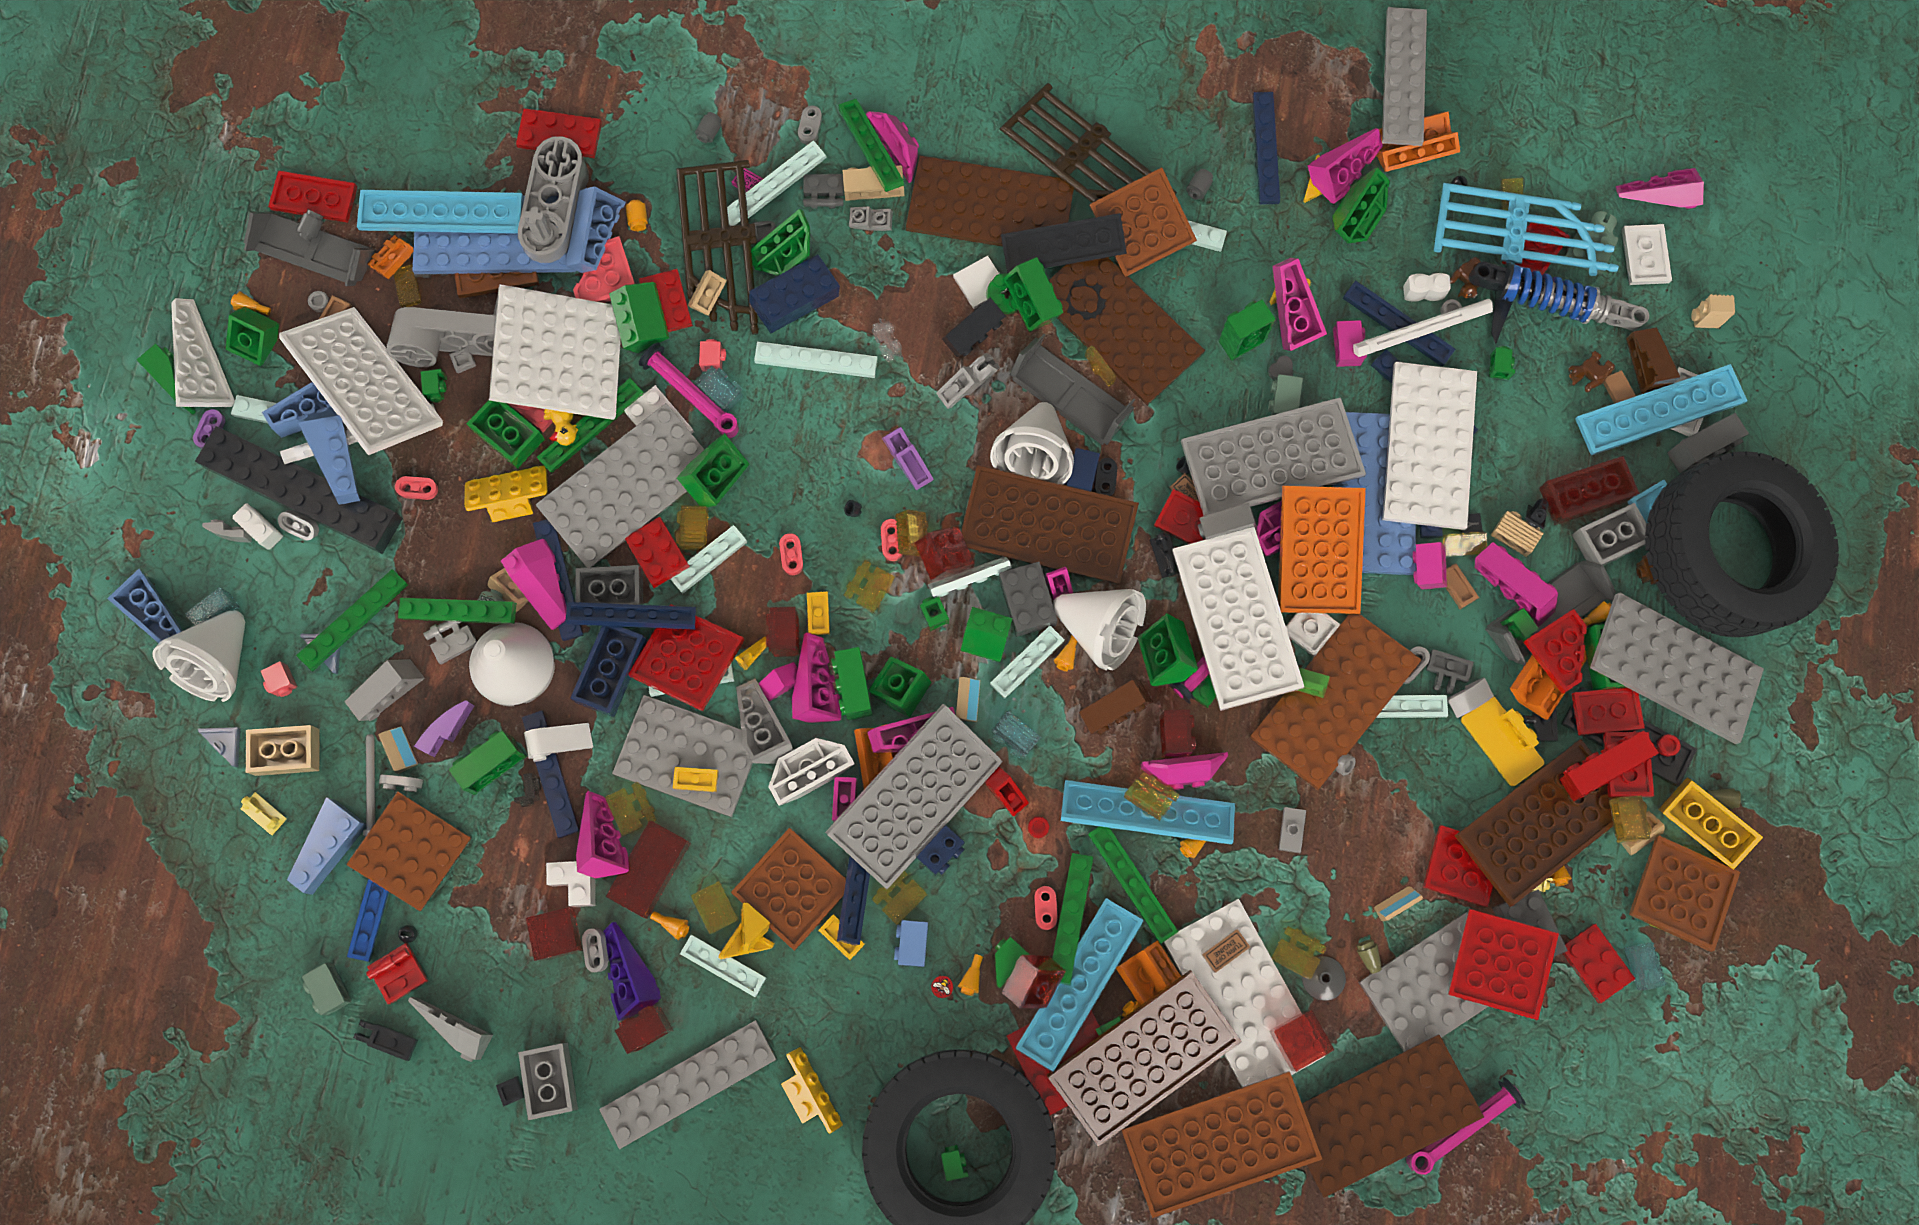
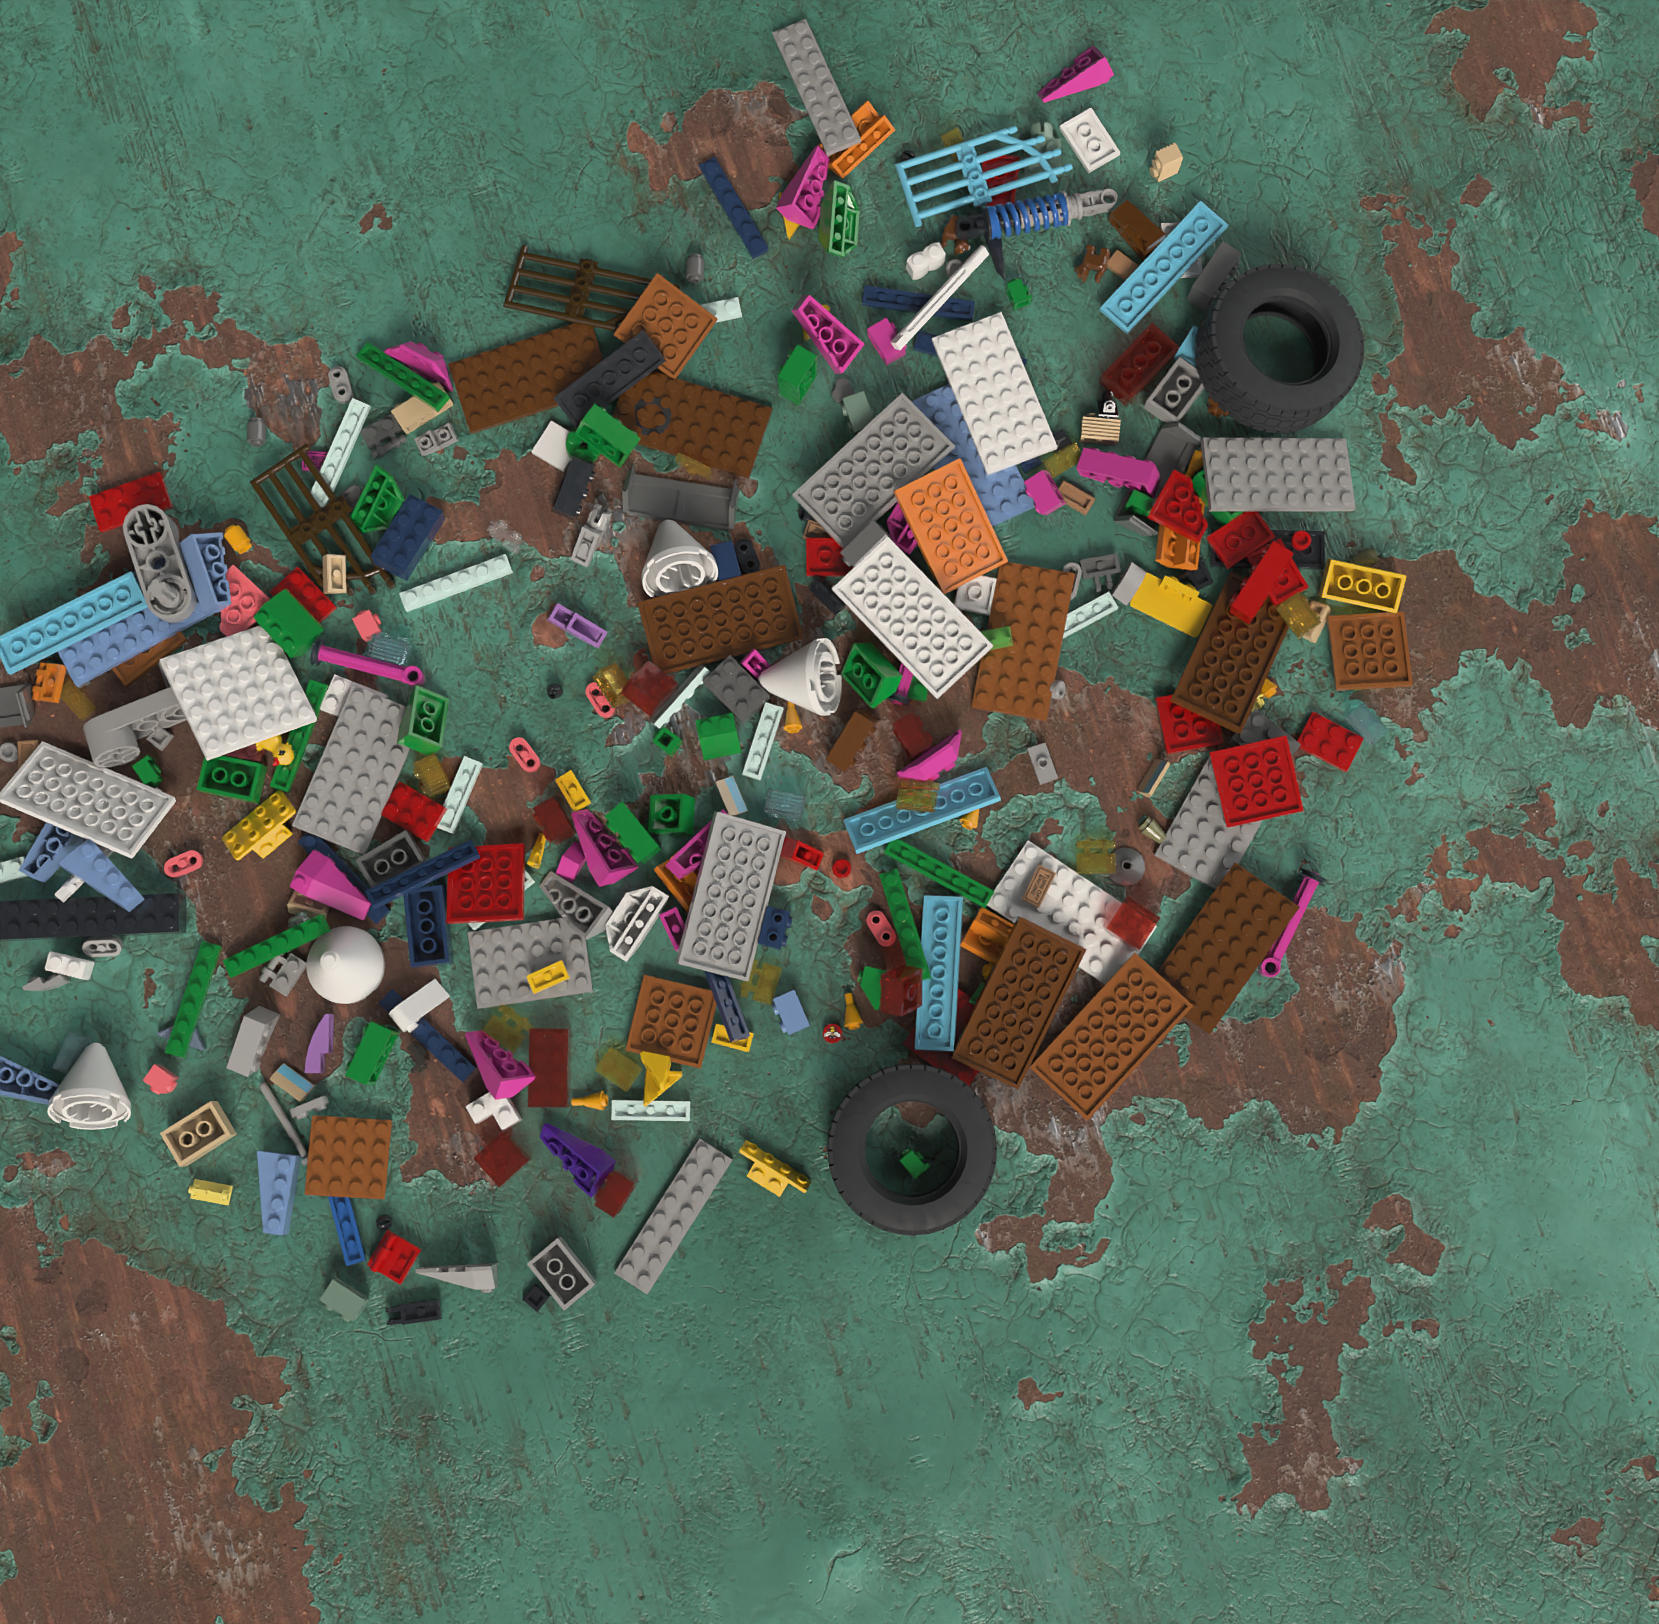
camera: 25 degrees left, 5 degrees up
(224, 741) = (145, 1152): tile -> none
(595, 950) = (541, 1154): light grey plate -> none
(875, 589) = (608, 747): clear yellow plate -> none

